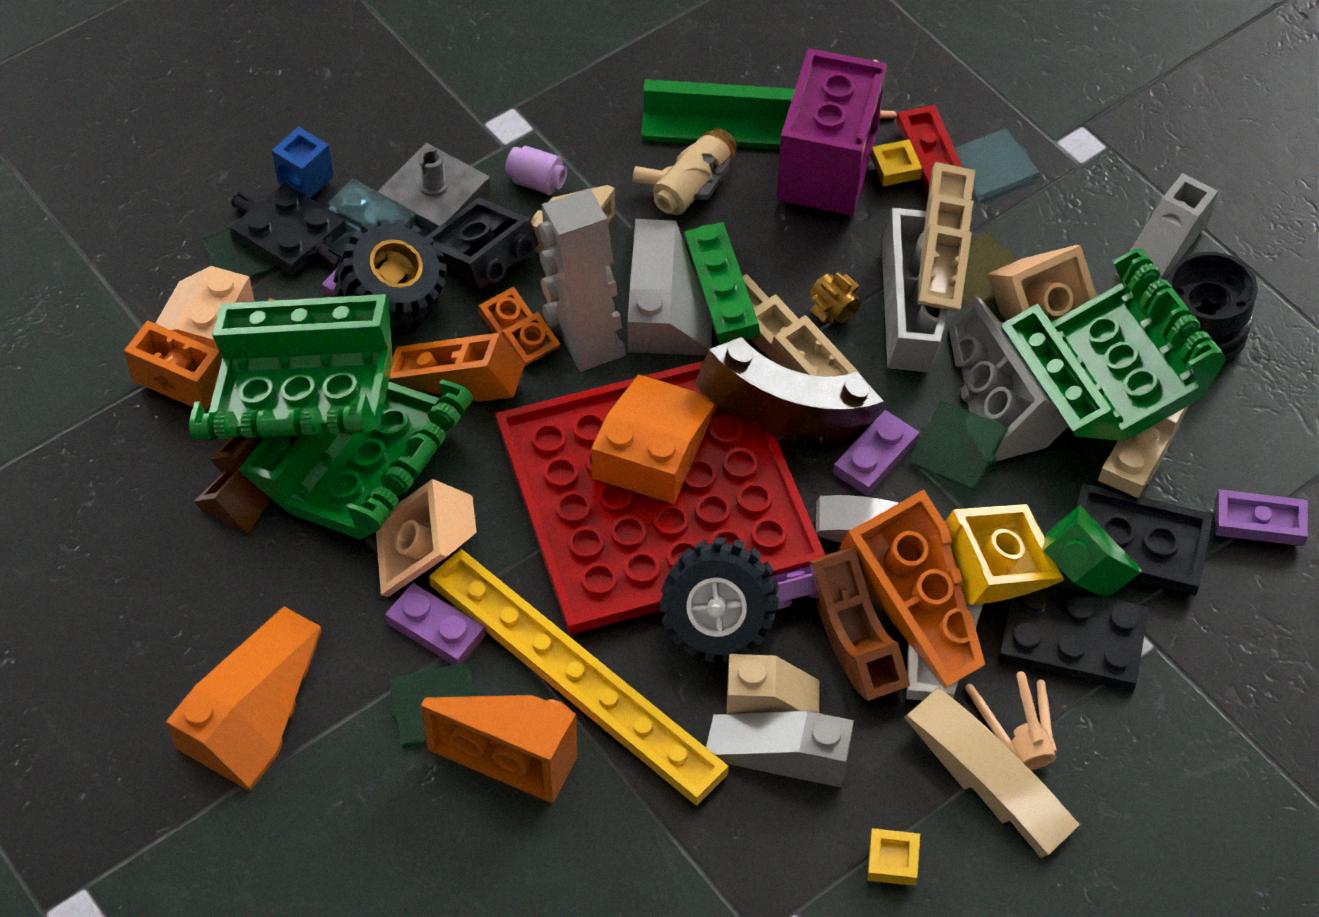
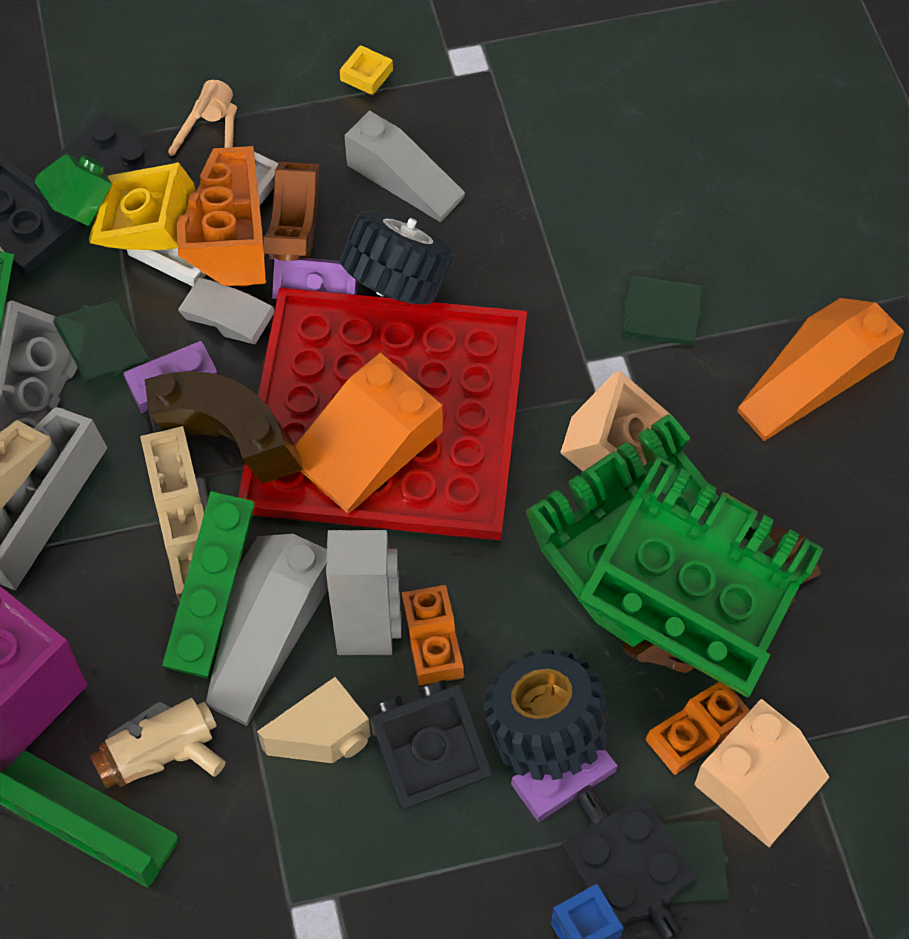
camera: 155 degrees left, 5 degrees up
(173, 364) = (808, 700): orange brick -> none
(364, 205) = (526, 851): clear light blue plate -> none
(435, 186) = (443, 856): flat silver tile -> none
(435, 625) = (634, 359): medium lavender plate -> none
(478, 363) = (518, 598): orange slope -> none
(506, 738) = (623, 225): orange slope -> none
(535, 169) = (322, 820): lavender brick -> none
(580, 677) = (534, 274): yellow plate -> none
(769, 685) = (394, 196): tan slope -> none
(835, 298) = (110, 526): pearl gold gear -> none
(992, 770) = (259, 93): tan slope -> none

